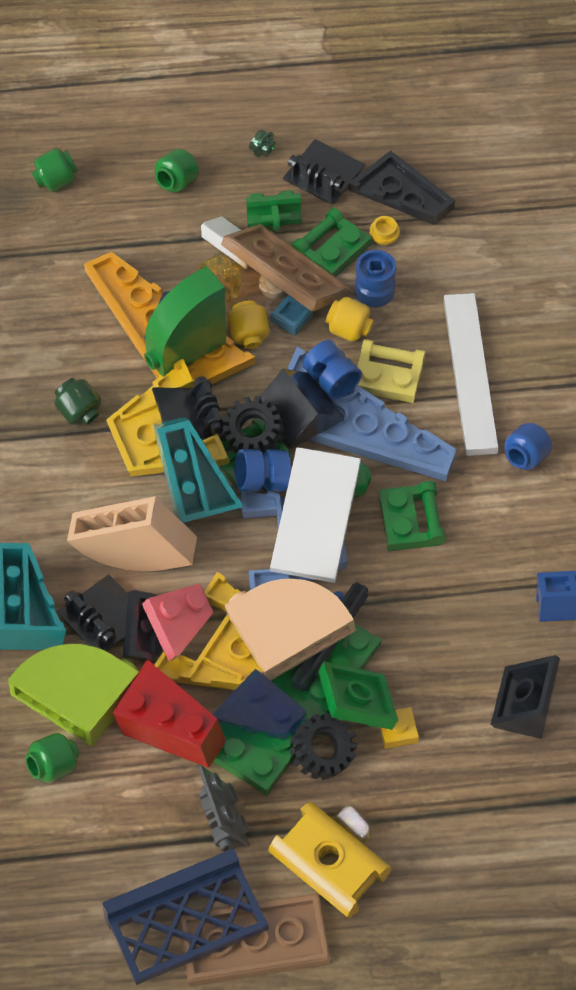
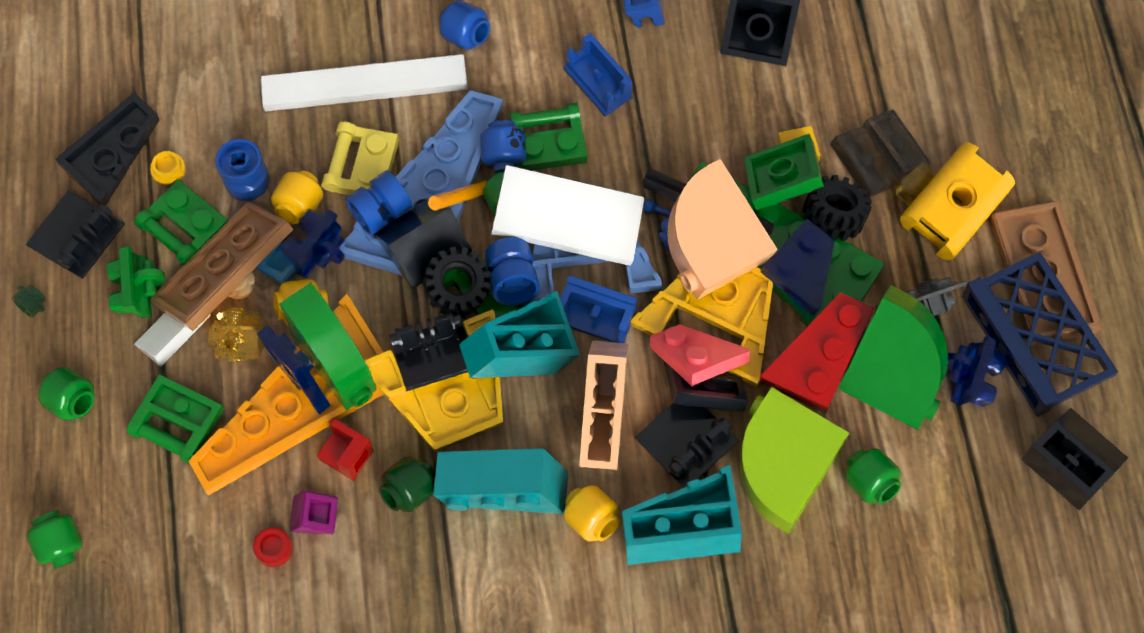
camera: 90 degrees left, 10 degrees up
(37, 315) = (272, 547): none -> red tile
(41, 531) = (591, 513): none -> yellow head
(54, 932) = (1074, 458): none -> black slope
(62, 342) = (313, 513): none -> magenta slope
(70, 466) = (501, 480): none -> teal wedge
(113, 362) = (345, 450): none -> red panel
(131, 854) = (969, 371): none -> clear blue hips
(152, 773) = (899, 360): none -> green brick
(159, 247) = (181, 408): none -> green plate
(231, 546) = (598, 310): none -> blue hinge
(299, 333) = (320, 245): none -> clear blue hips
(334, 425) = (456, 196): none -> light orange bar
(389, 799) = (879, 152): none -> clear smoke slope
(394, 472) = (503, 145): none -> blue head
(475, 558) = (598, 75): none -> blue hinge

